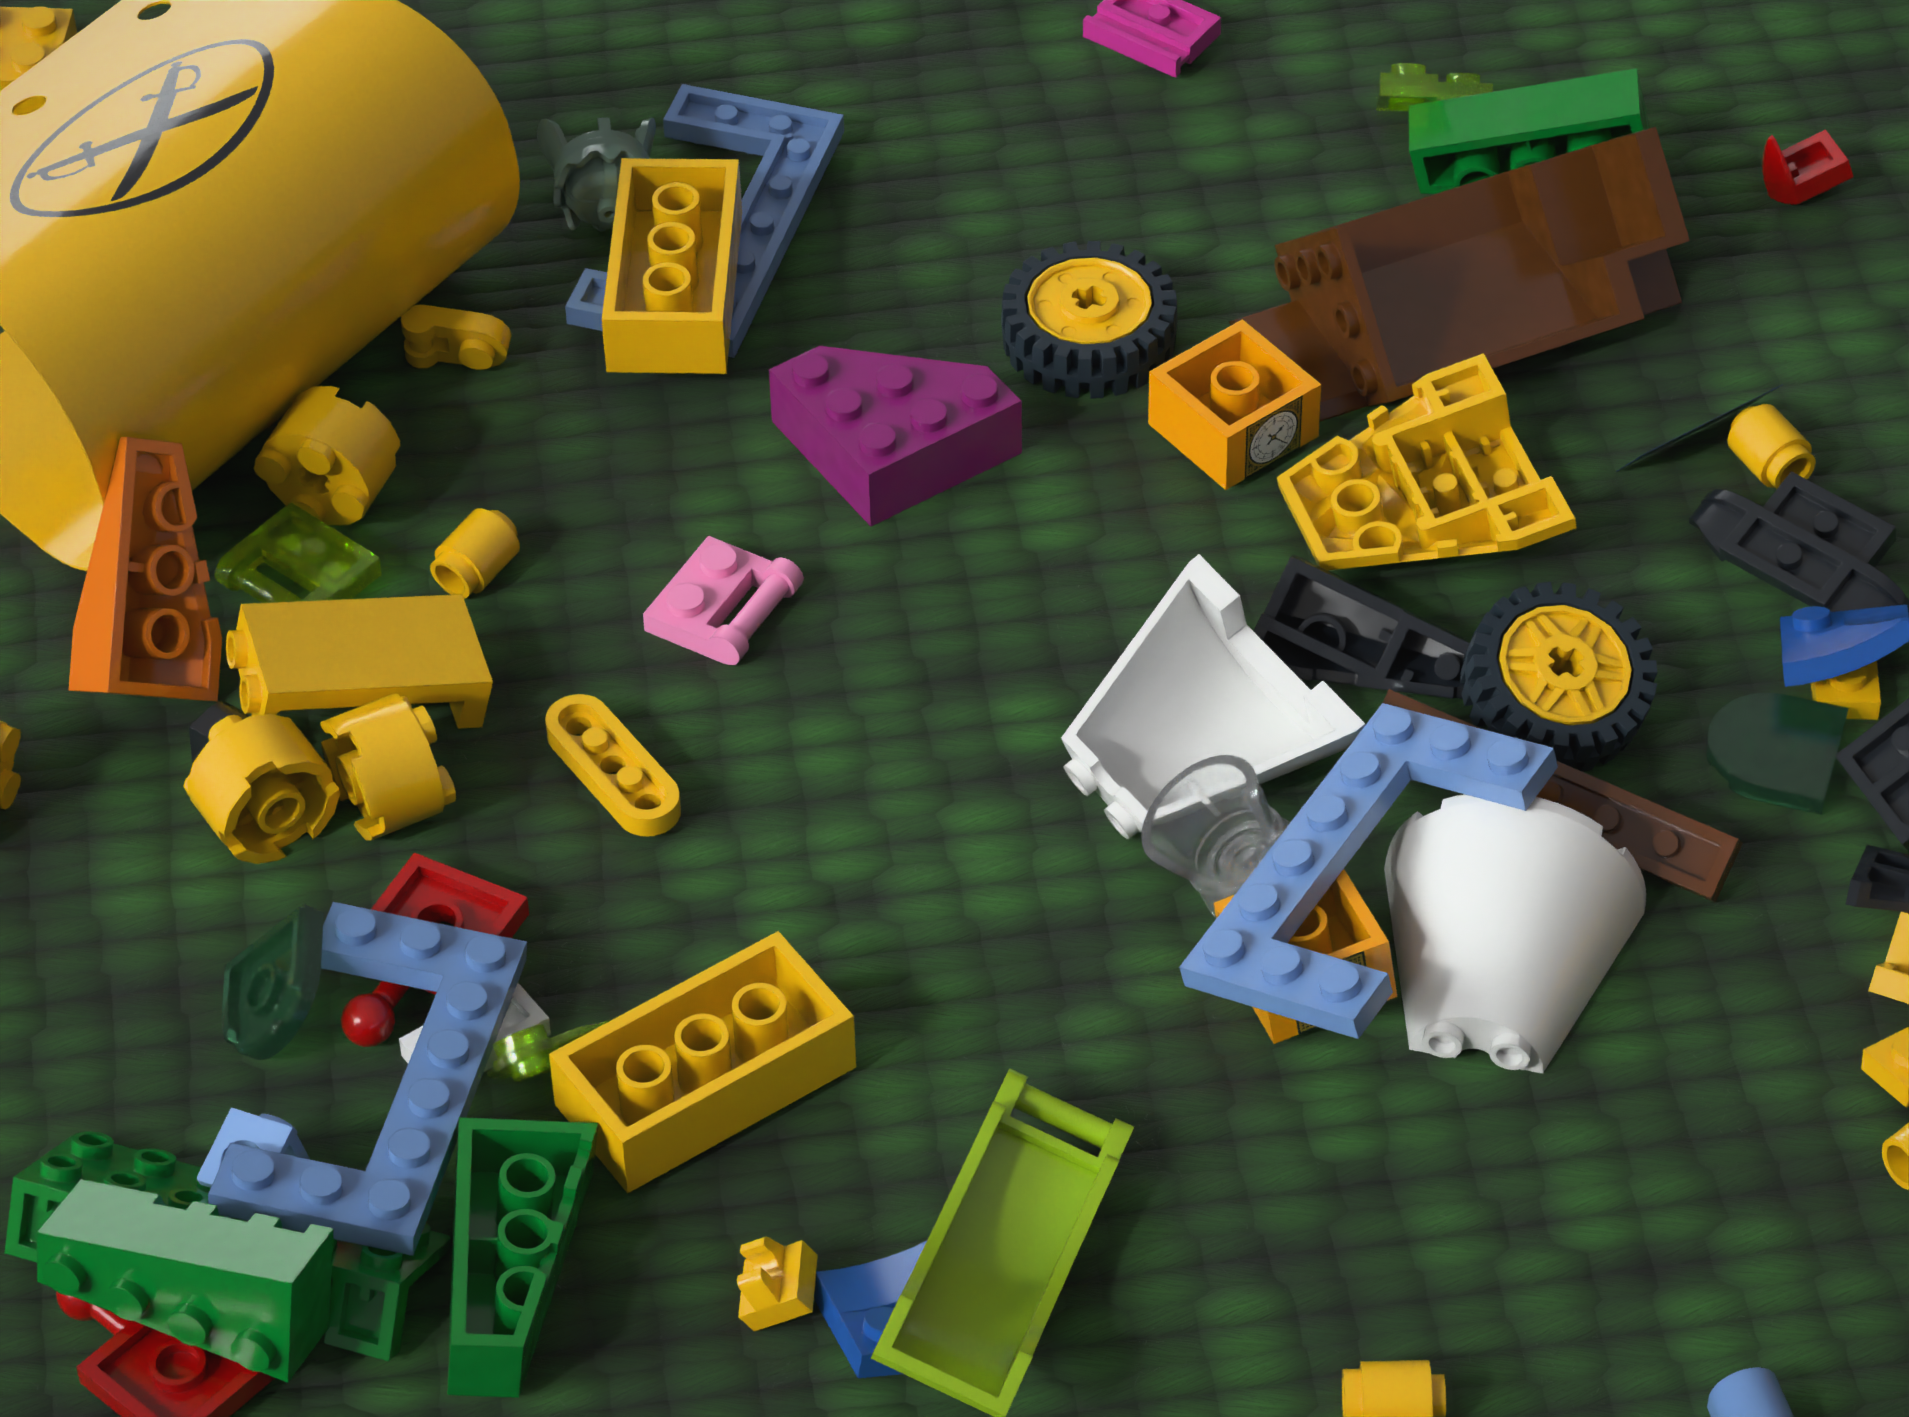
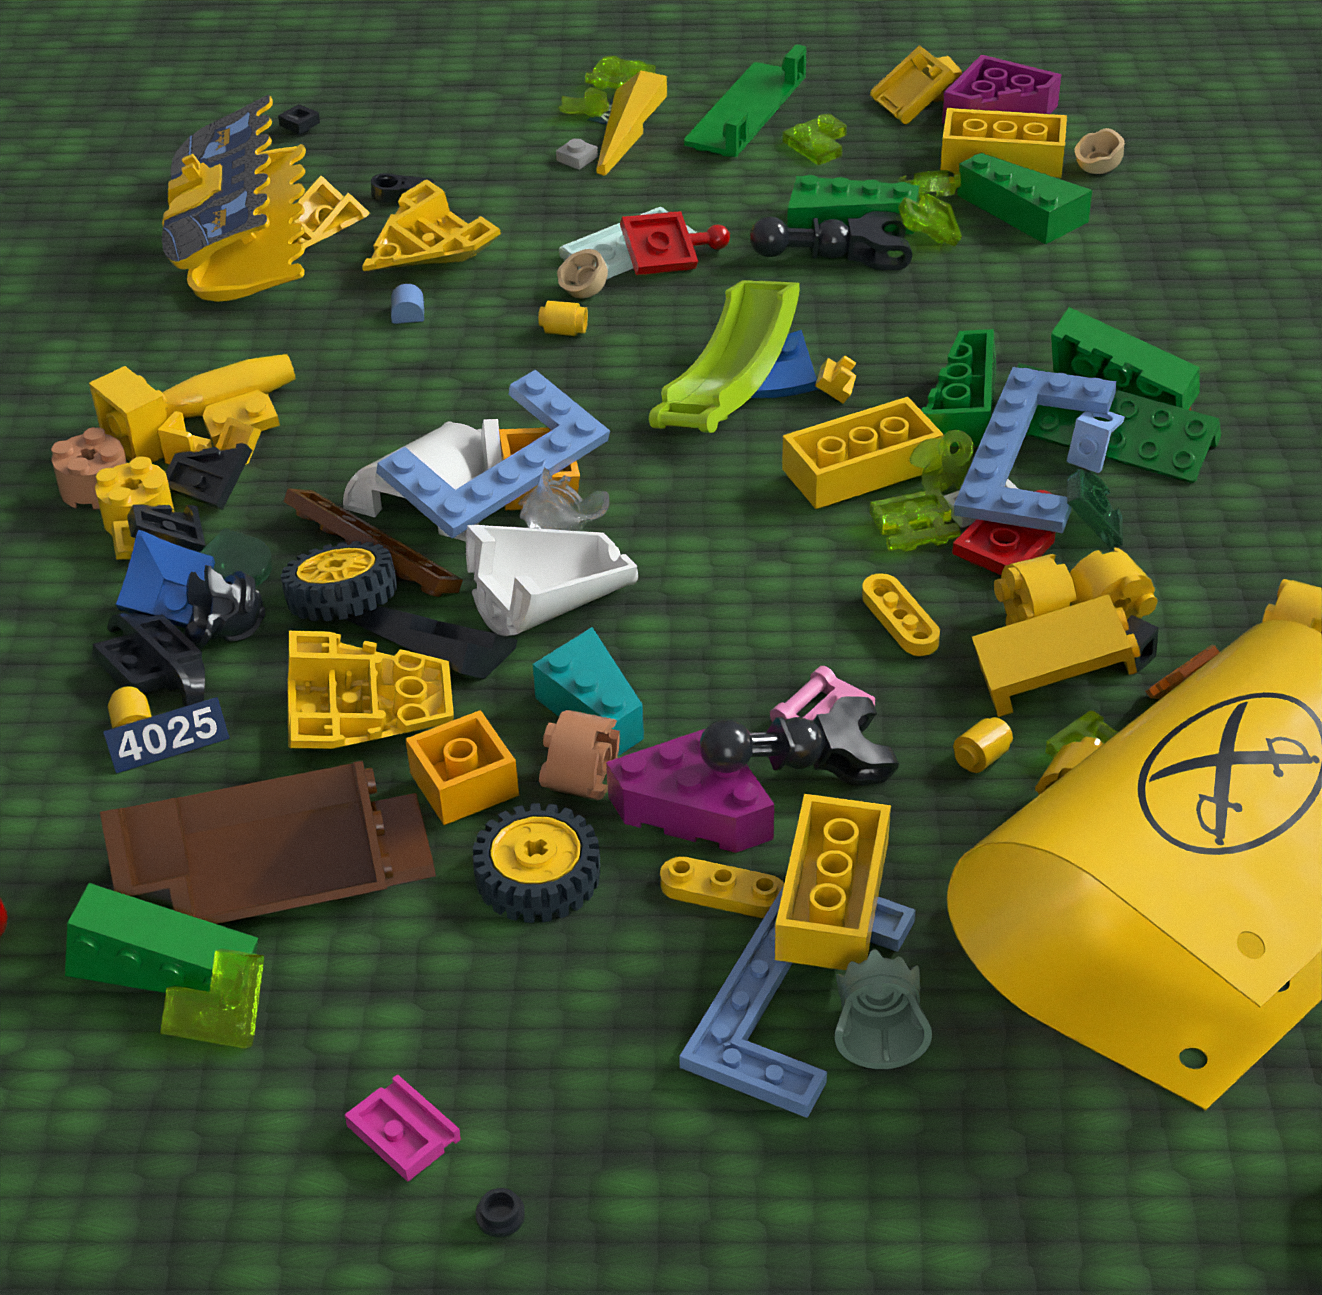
camera: 170 degrees left, 5 degrees down
(603, 975) = (914, 511): none -> clear neon green plate
(698, 483) = (828, 743): none -> black piece
(787, 330) = (719, 886): none -> yellow plate
(1063, 424) = (579, 754): none -> nougat brick
(1083, 550) = (588, 681): none -> teal wedge
(1406, 949) = (491, 443): none -> white tile
(1722, 612) = (222, 607): none -> black helmet

